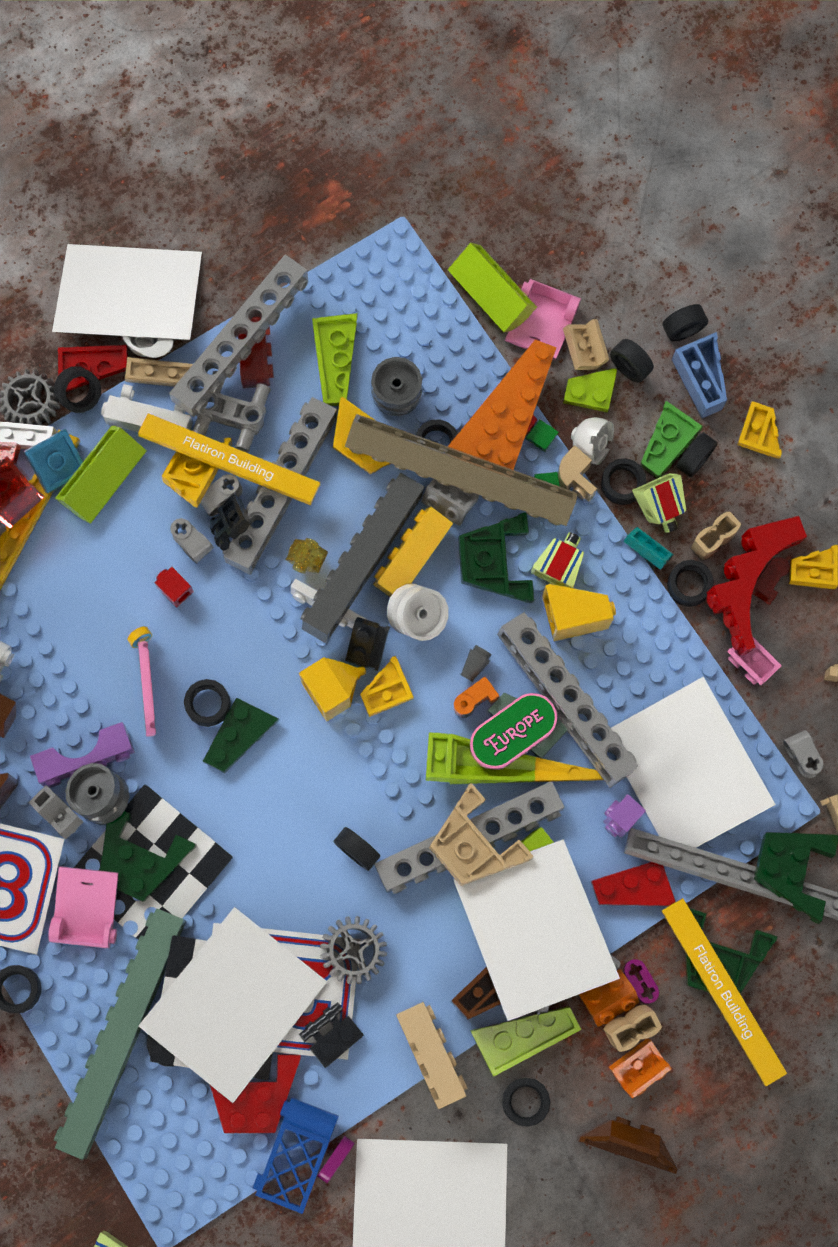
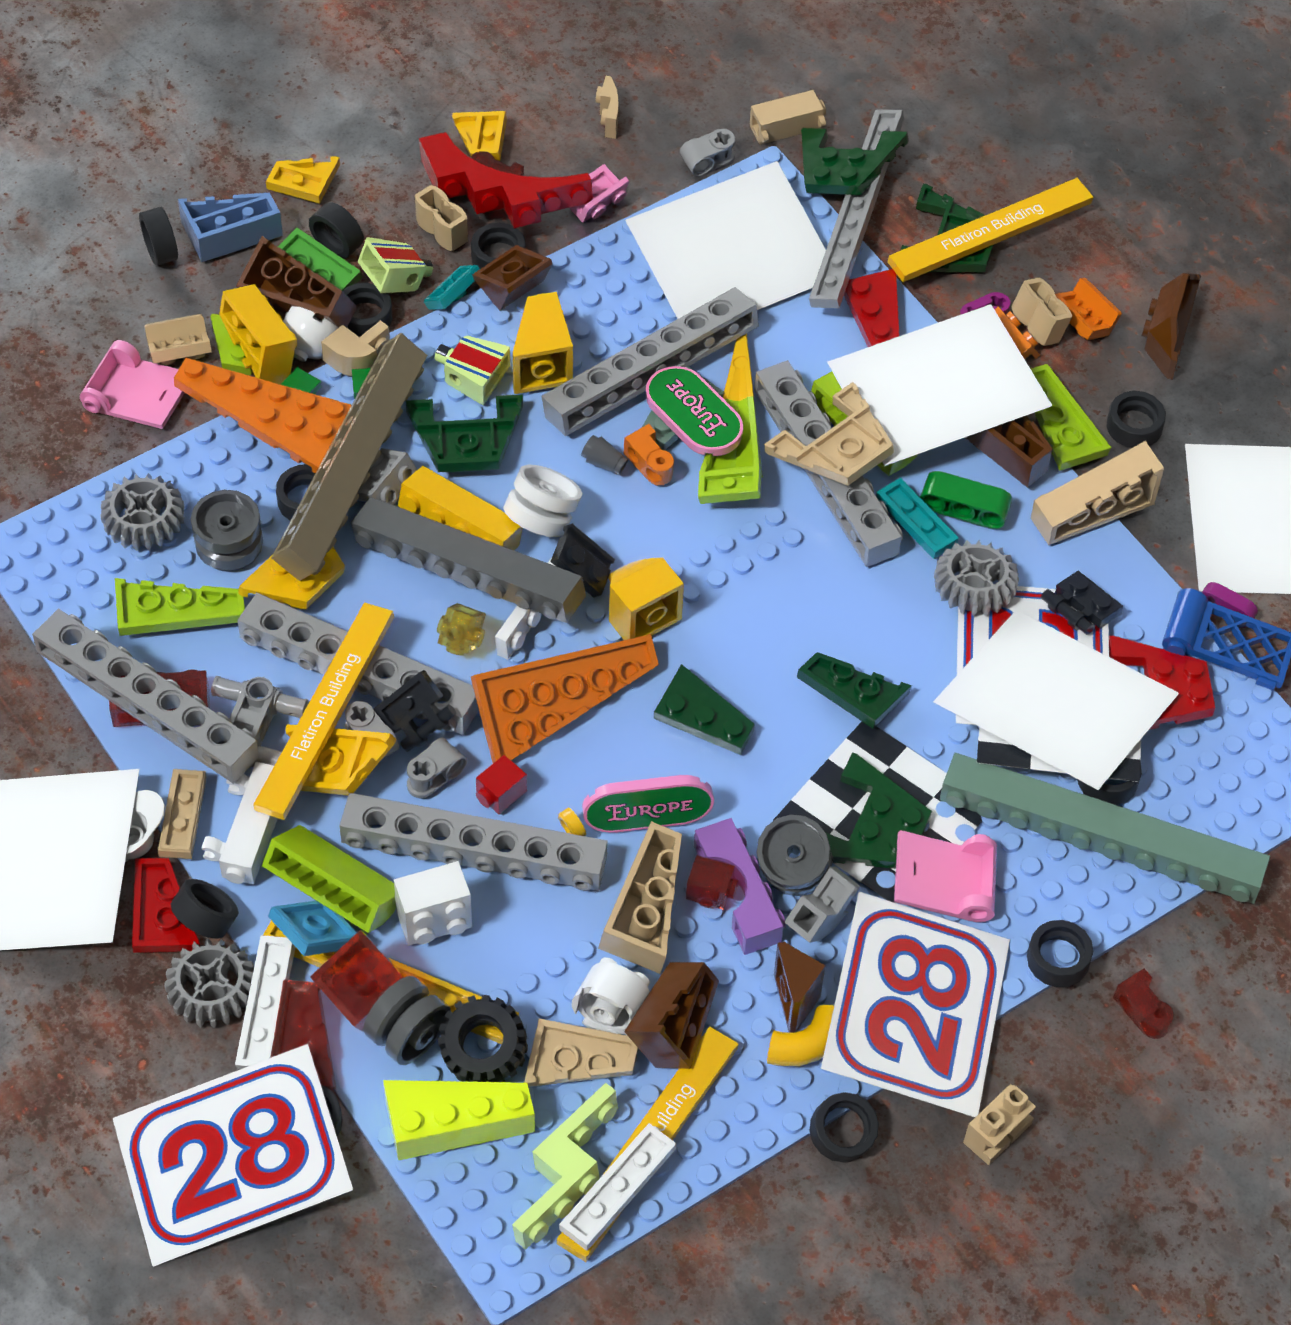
camera: 90 degrees left, 20 degrees down
(61, 685) = (643, 909): none -> tan wedge
(68, 538) = (433, 903): none -> white brick
(84, 734) = (711, 883): none -> clear red brick
(112, 649) = (461, 829): none -> light grey brick
(203, 685) = (666, 723): black tyre -> none
(248, 620) = (542, 696): none -> orange wing
(254, 847) = (858, 693): none -> dark green wing
(356, 848) = (850, 568): black tyre -> none
(386, 689) = (636, 542): yellow wing -> none
(407, 316) = (143, 503): none -> light grey gear
(415, 907) = (917, 518): none -> teal plate
(433, 948) = (966, 499): none -> green beam
(492, 288) = (89, 434): lime brick -> none
(584, 399) = (260, 332): none -> yellow wedge
(622, 816) = (796, 304): medium lavender brick -> none
(631, 360) = (195, 284): black tyre -> none
(631, 424) = (293, 284): none -> reddish brown wedge
(653, 589) = (512, 275): none -> reddish brown slope

